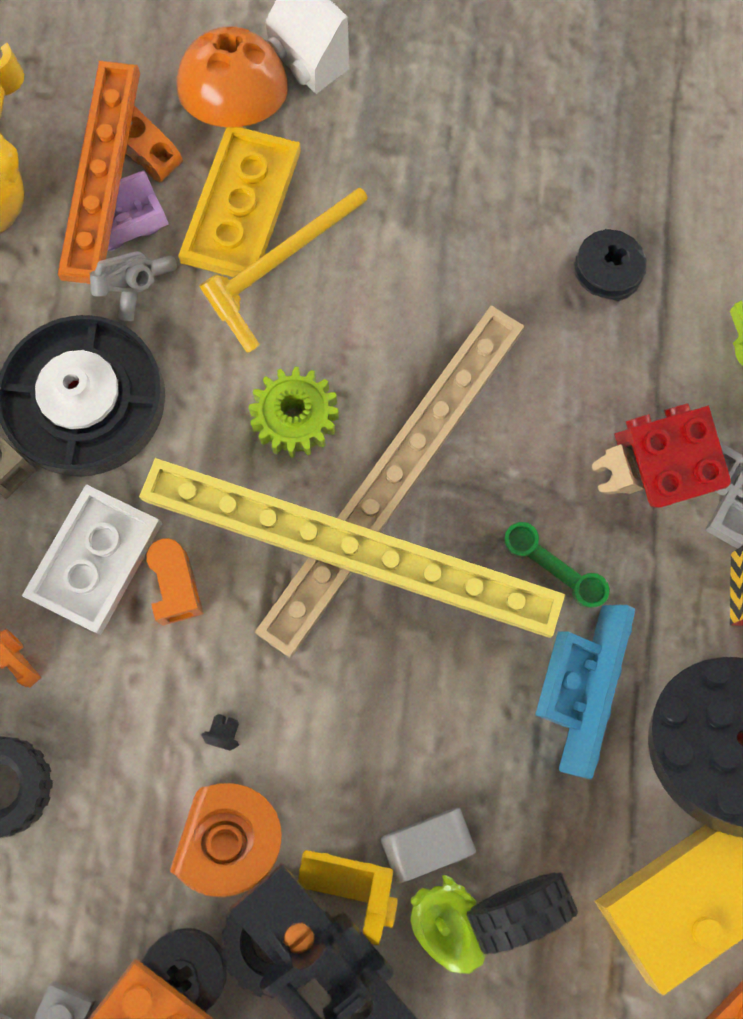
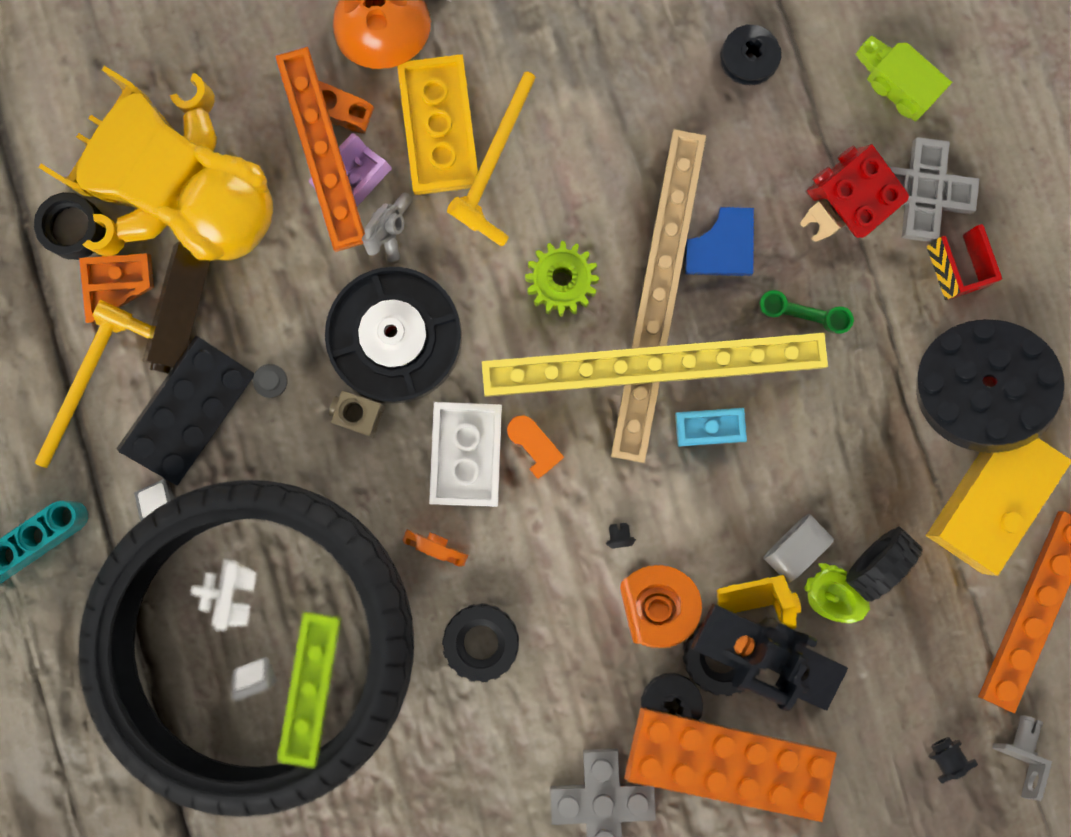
camera: 25 degrees left, 10 degrees up
(387, 650) = (711, 427): none -> medium azure plate
(493, 456) = (726, 247): none -> blue tile
(583, 685) = (861, 392): dark azure bracket -> none

